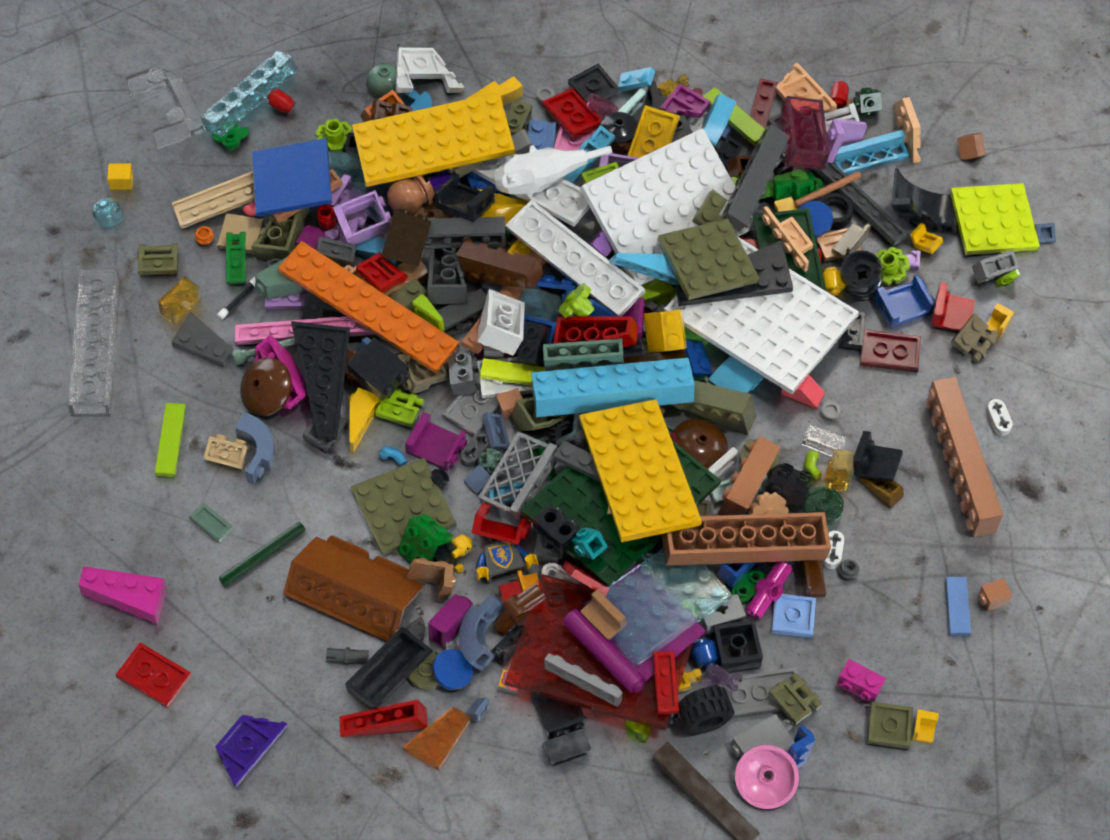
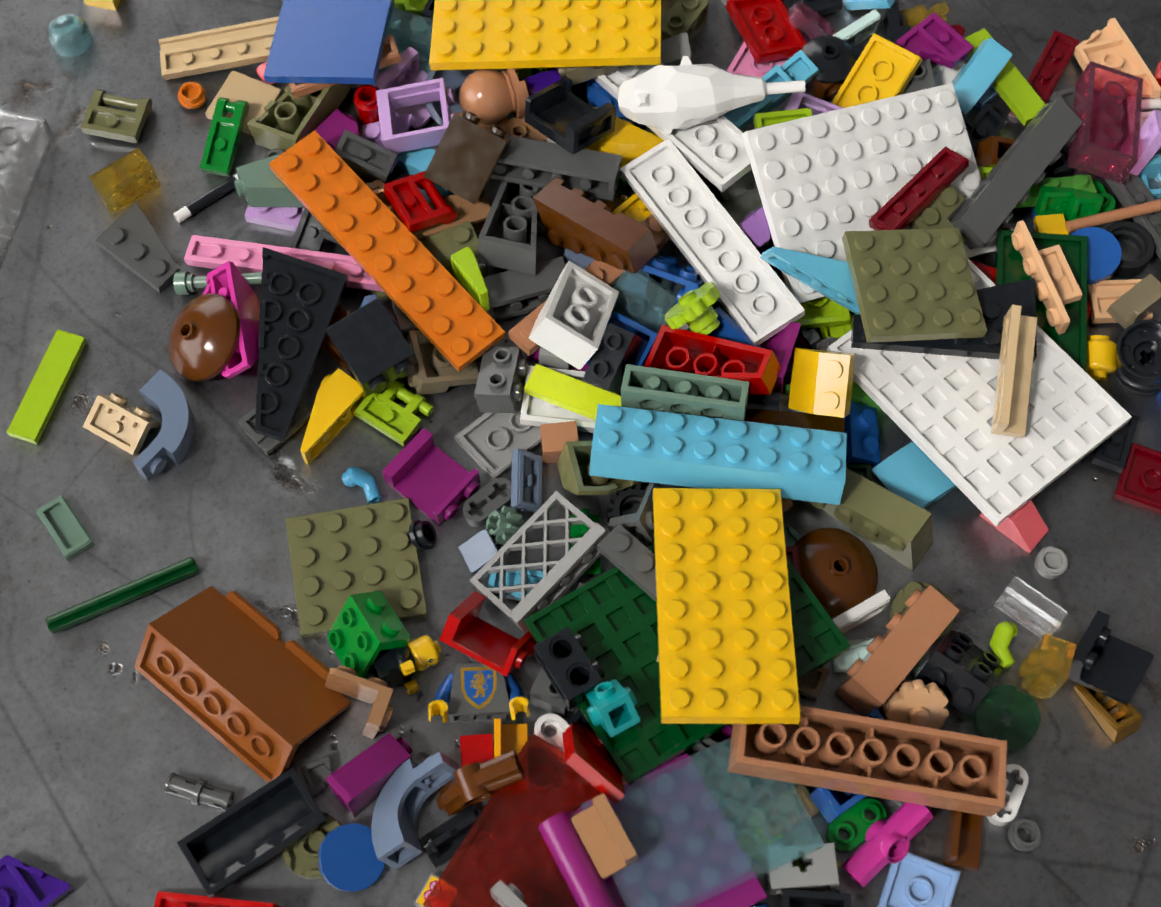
camera: 15 degrees right, 5 degrees up
(541, 134) = (714, 47): medium blue plate -> none
(698, 200) = (920, 191): none -> dark red tile
(781, 300) = (1014, 374): none -> tan fence

